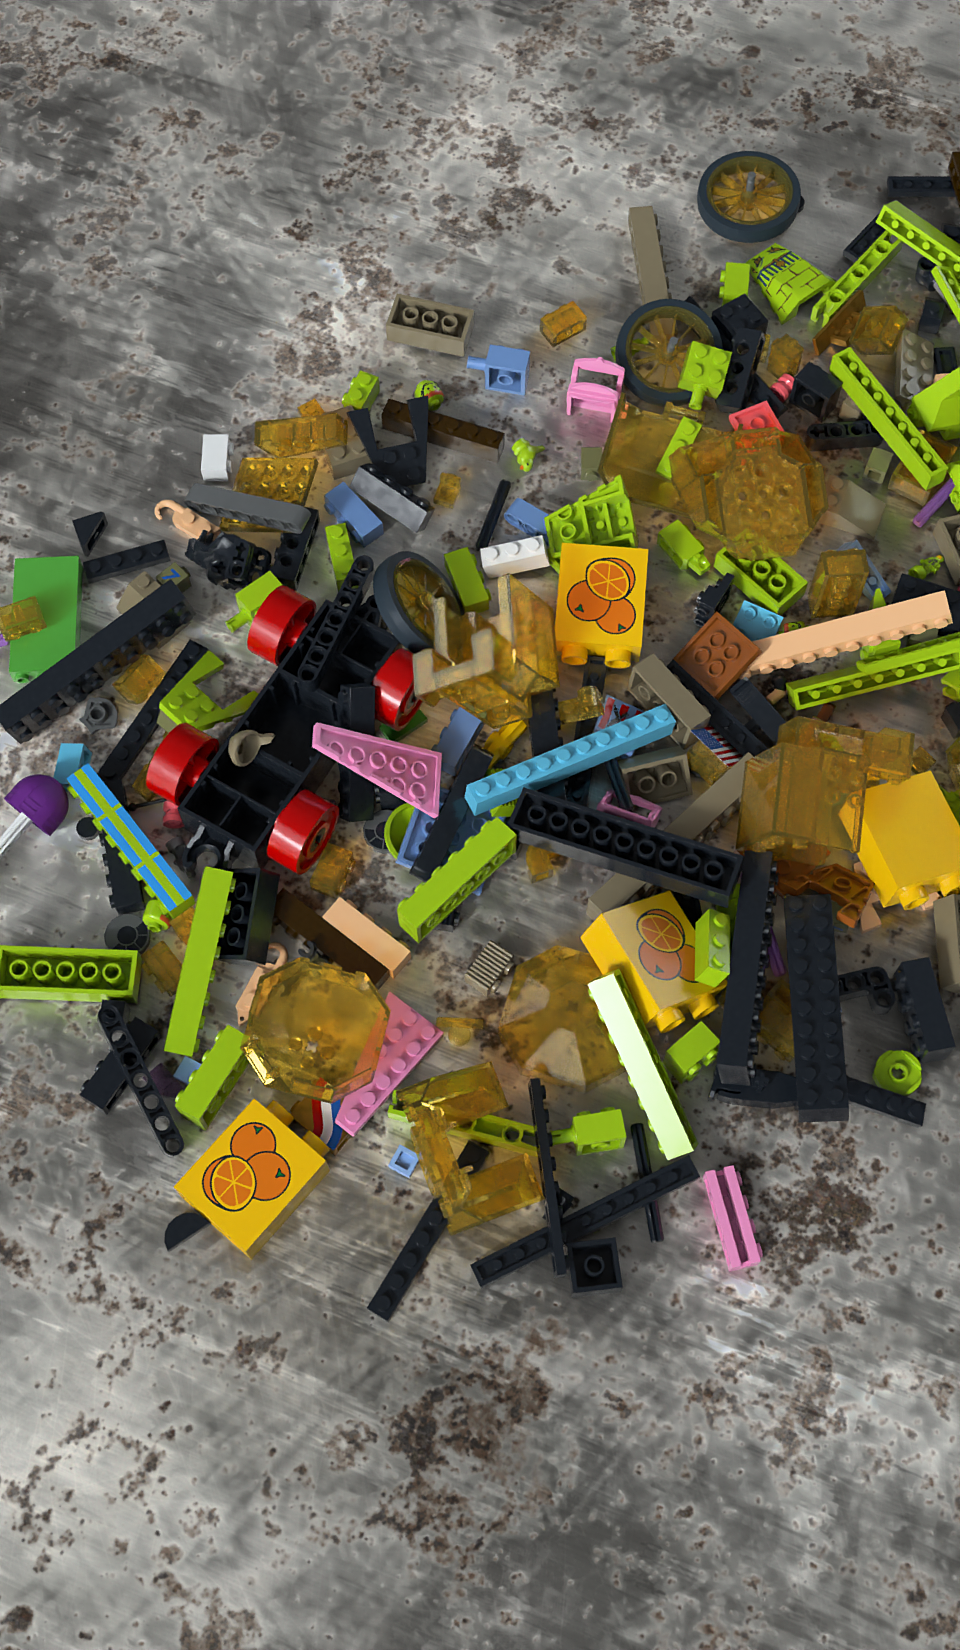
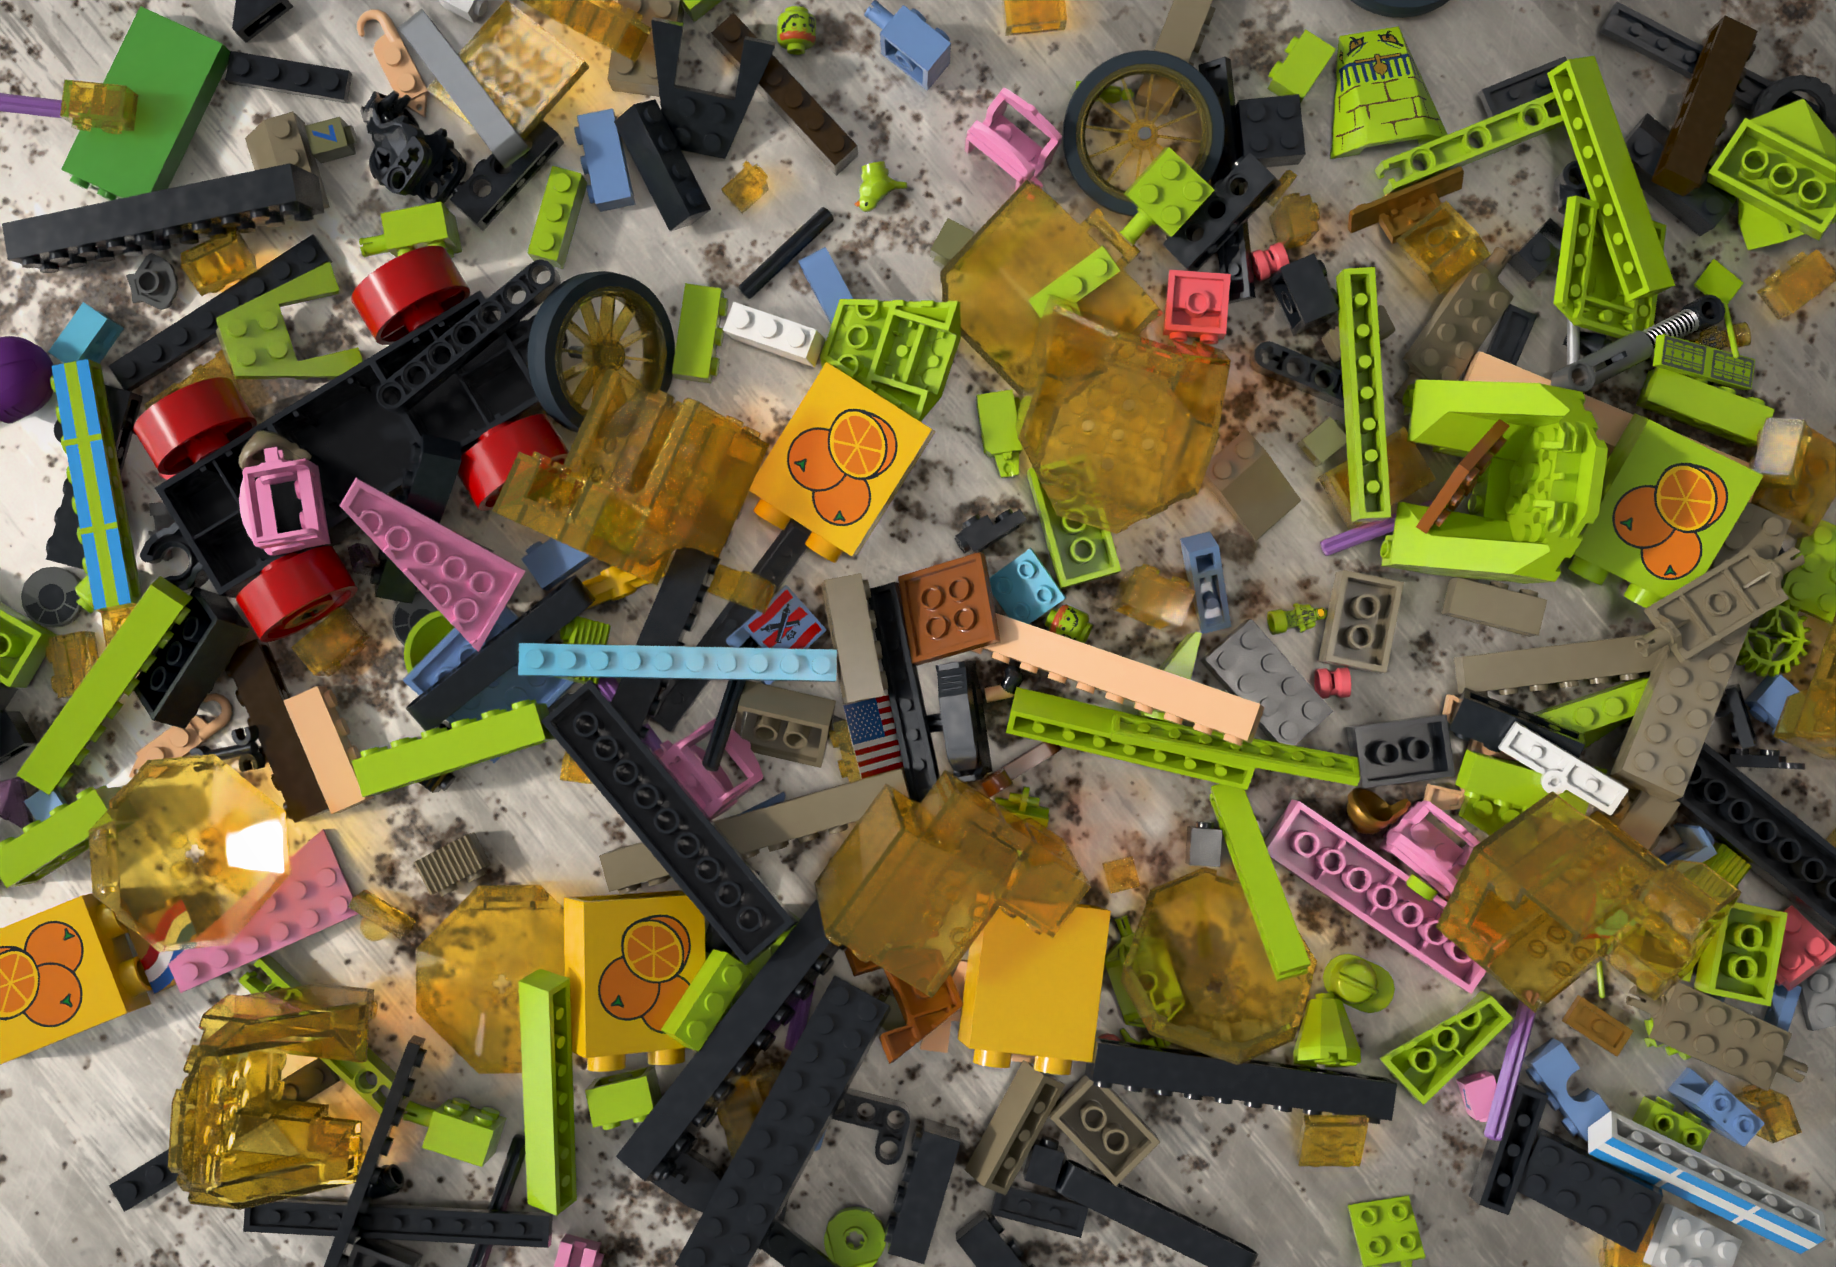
camera: 25 degrees right, 20 degrees up
(258, 783) = (258, 507): none -> bright pink animal

